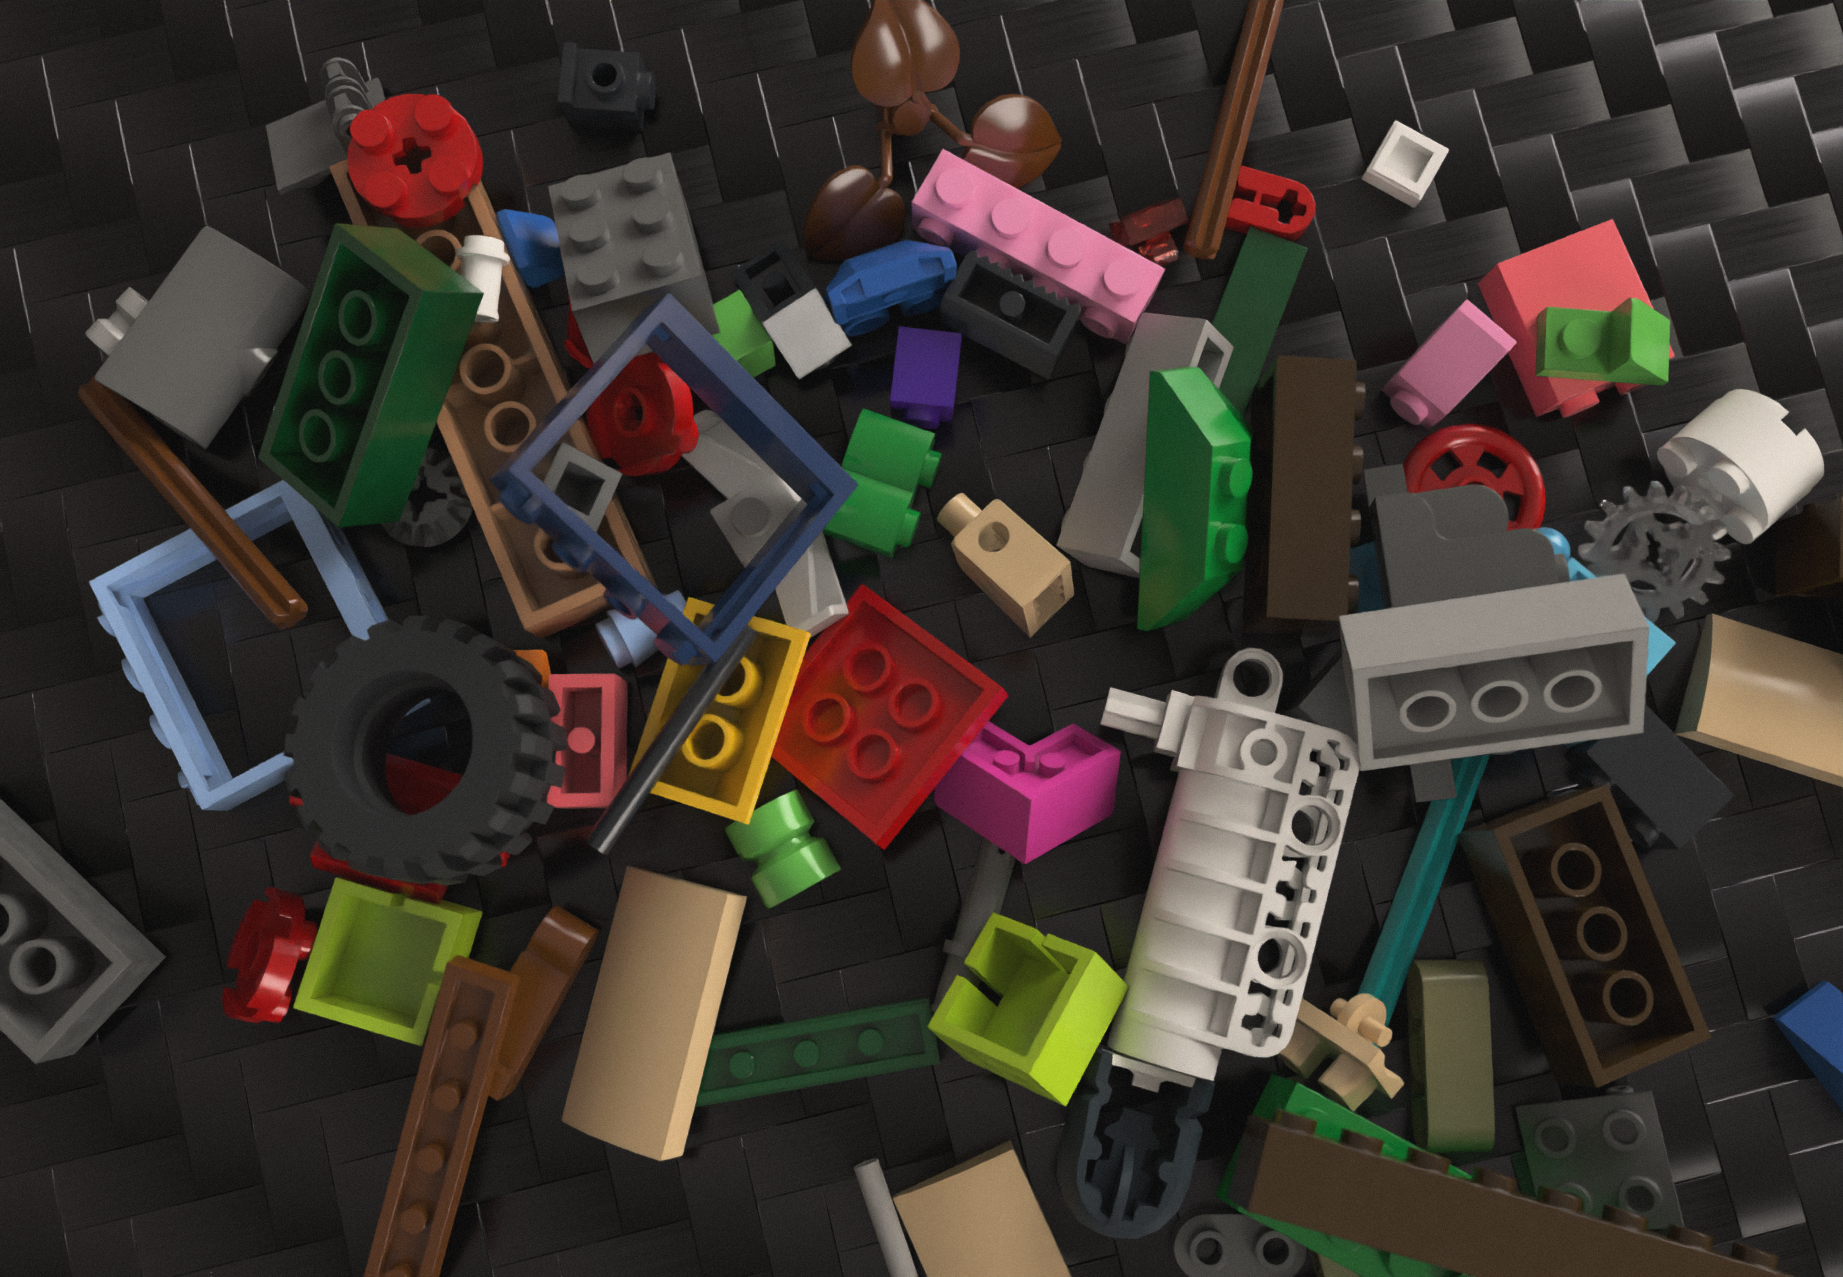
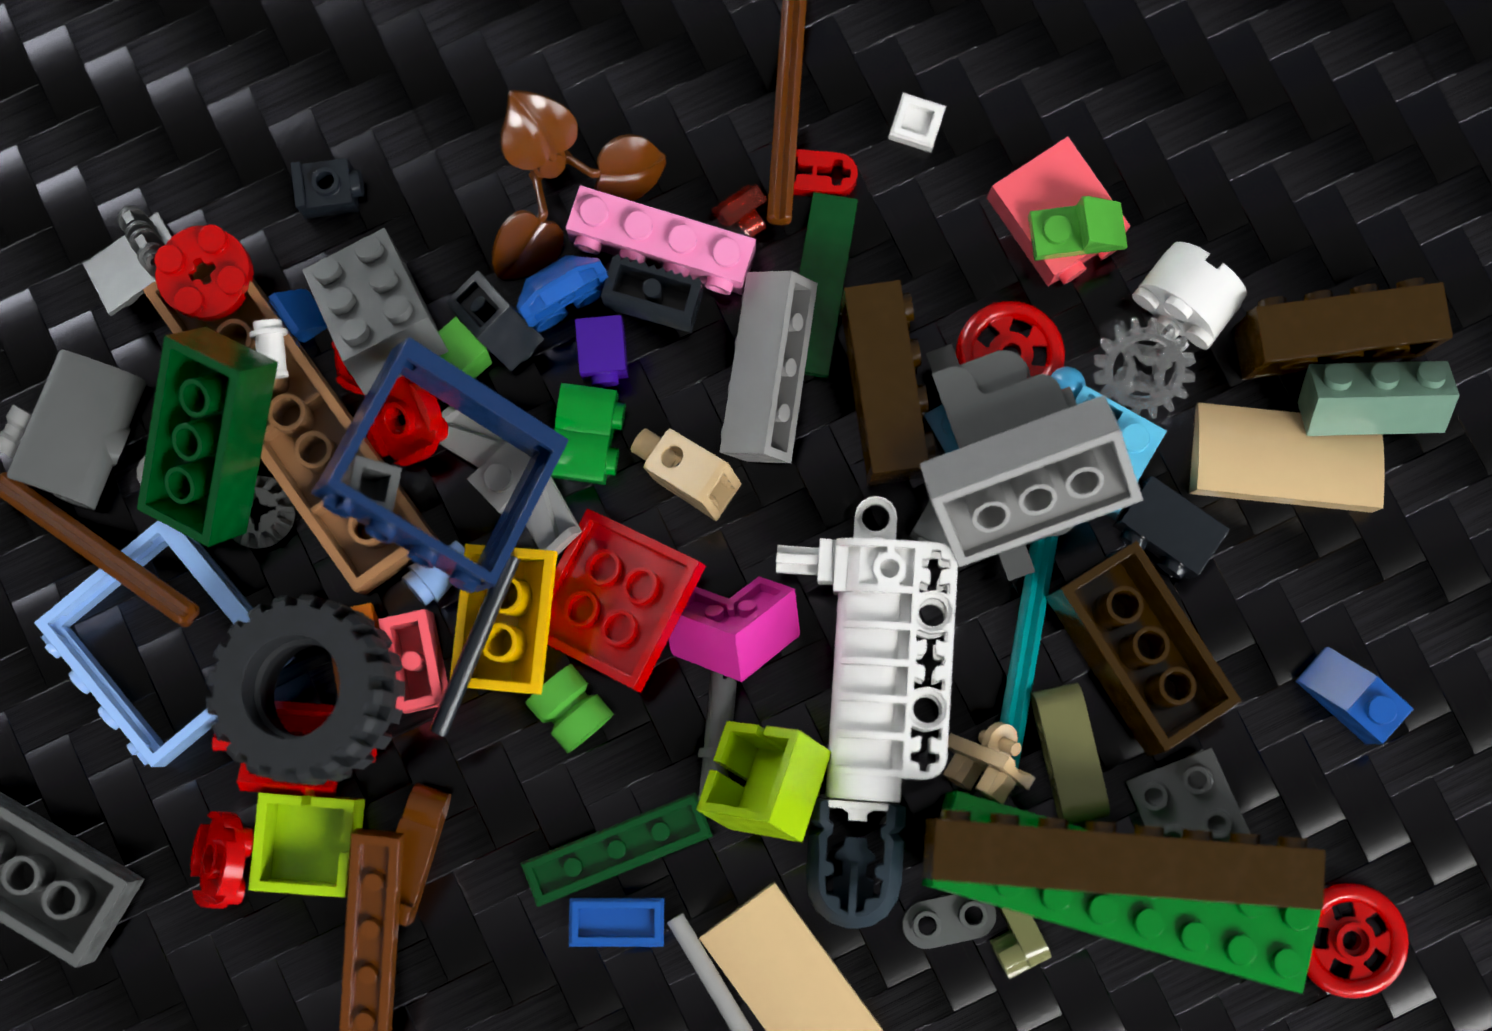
camera: 10 degrees left, 0 degrees up
(653, 1013) = (502, 842): tan slope -> none
(785, 1152) = (616, 922): none -> blue tile
(1192, 496) = (808, 397): green wedge -> none
(1447, 366) = (970, 267): bright pink slope -> none

